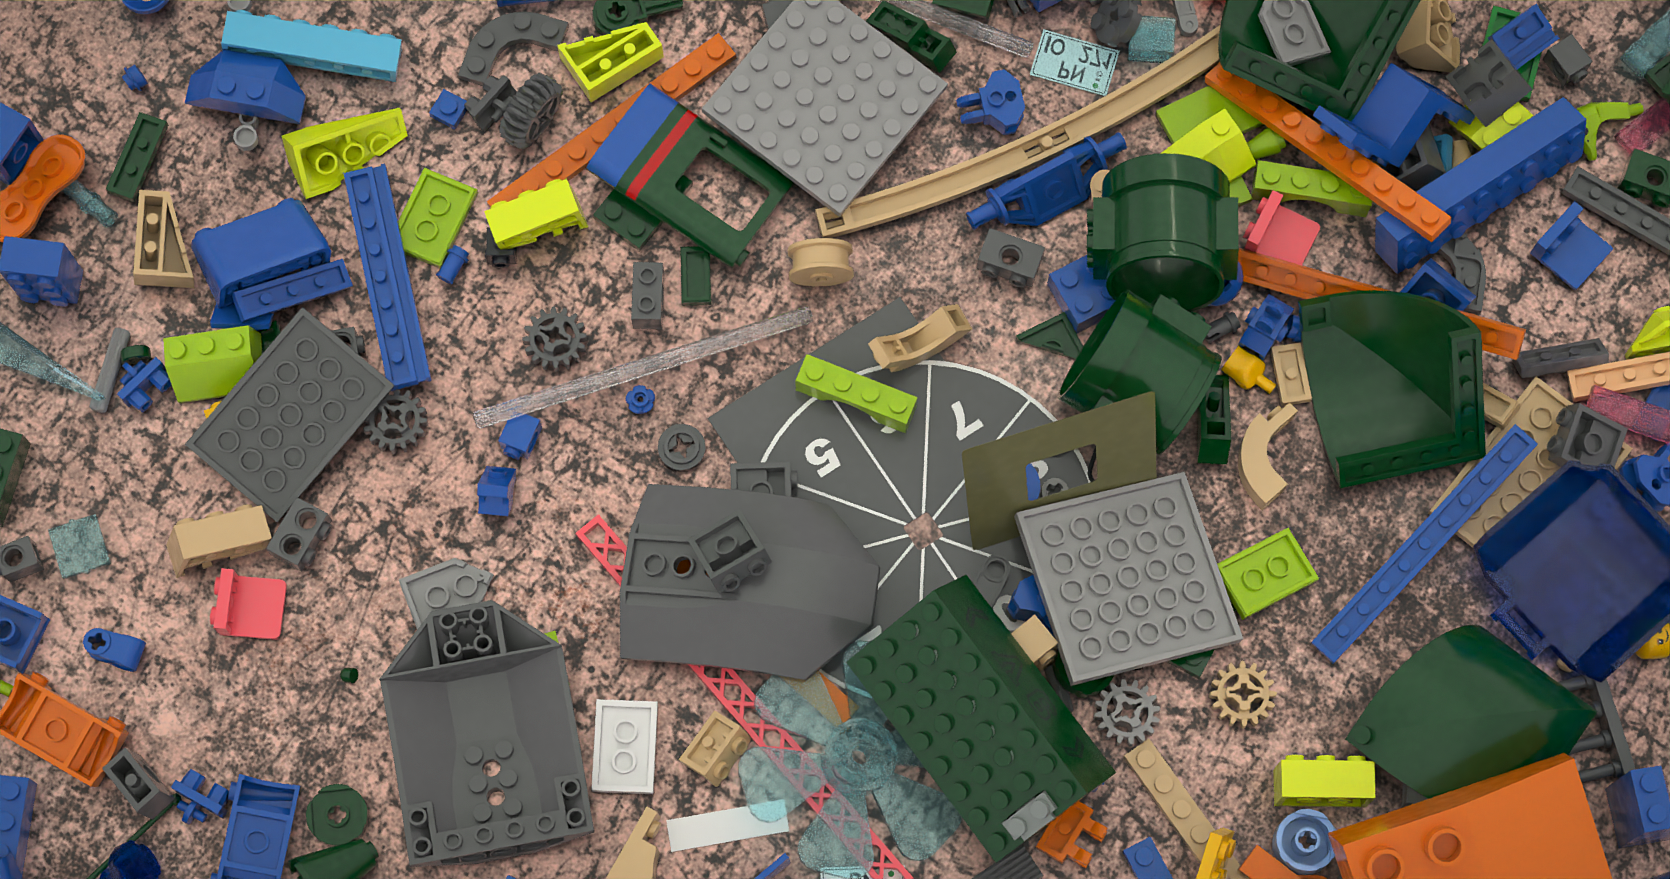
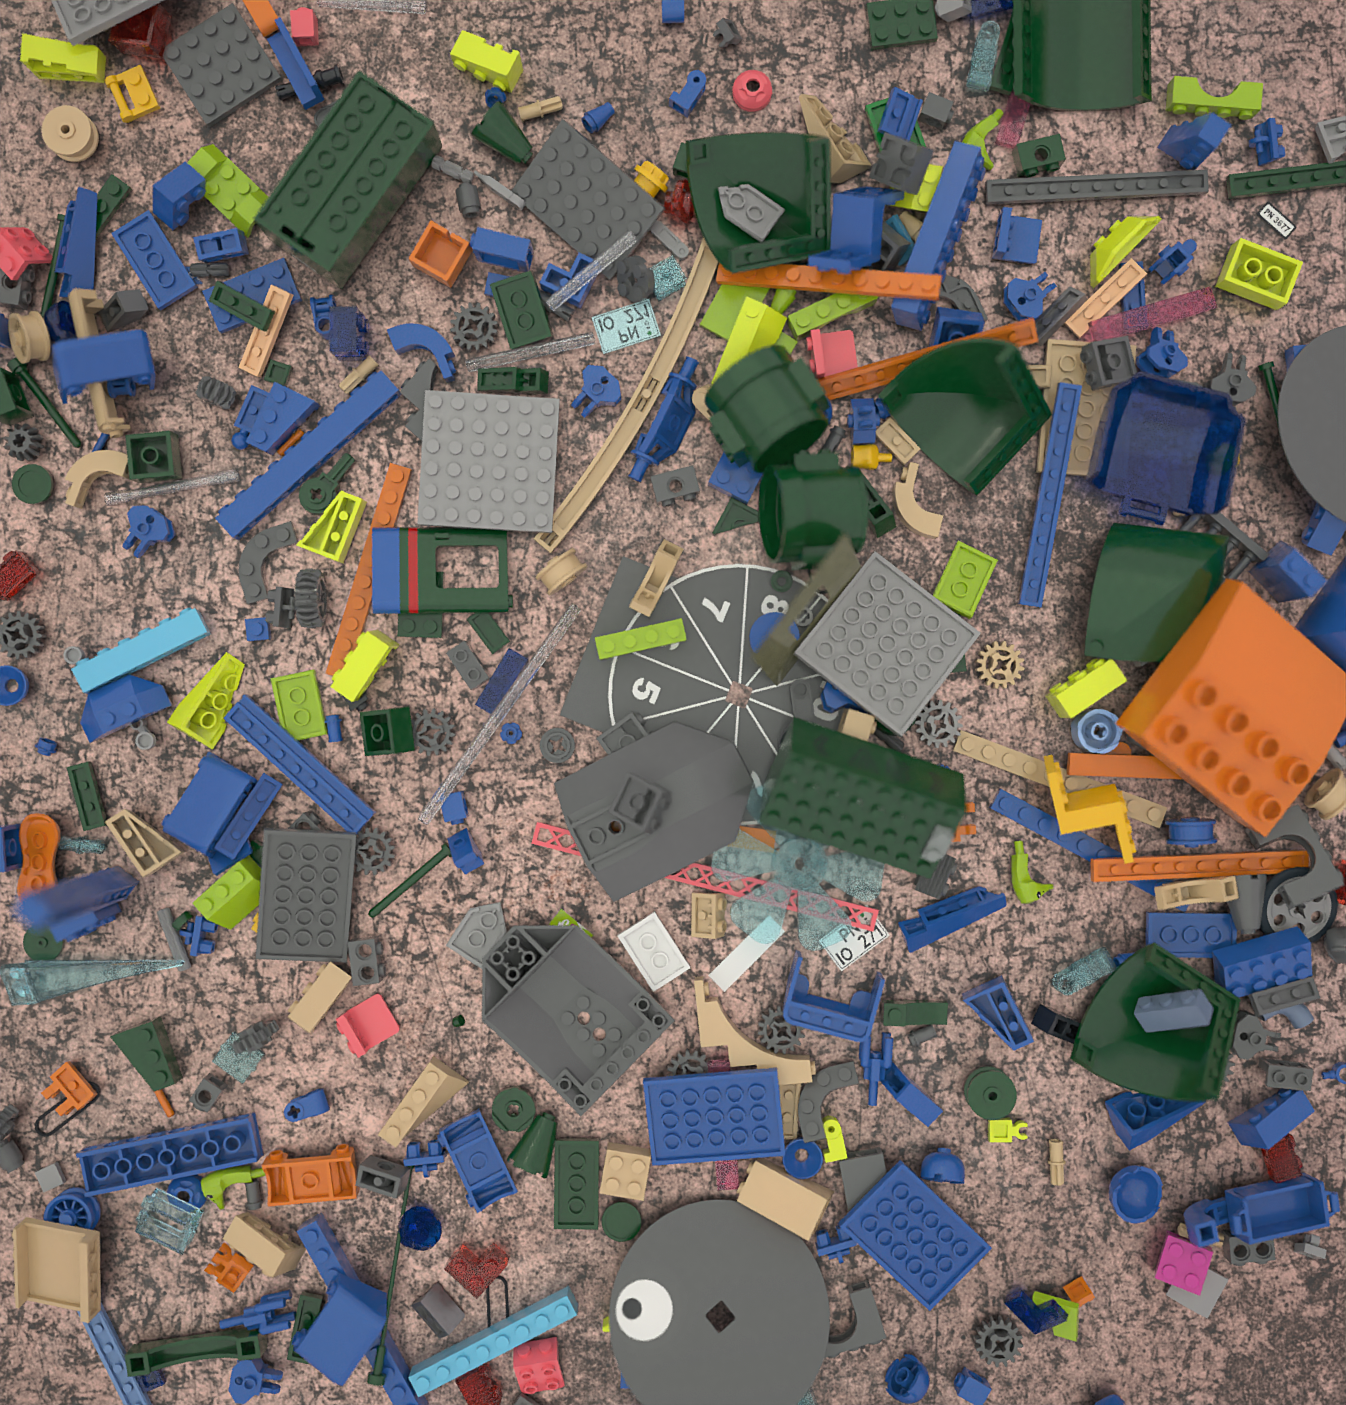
camera: 30 degrees left, 15 degrees up
(66, 222) = (74, 897): none -> blue brick
(119, 529) = (255, 1036): none -> dark grey gear
(243, 732) = (427, 1094): none -> tan wedge
(412, 484) = (410, 881): none -> dark green bar
(508, 301) = (387, 731): none -> dark green brick
(672, 334) = (501, 680): none -> clear blue plate
(1541, 315) = (1026, 297): none -> blue hinge

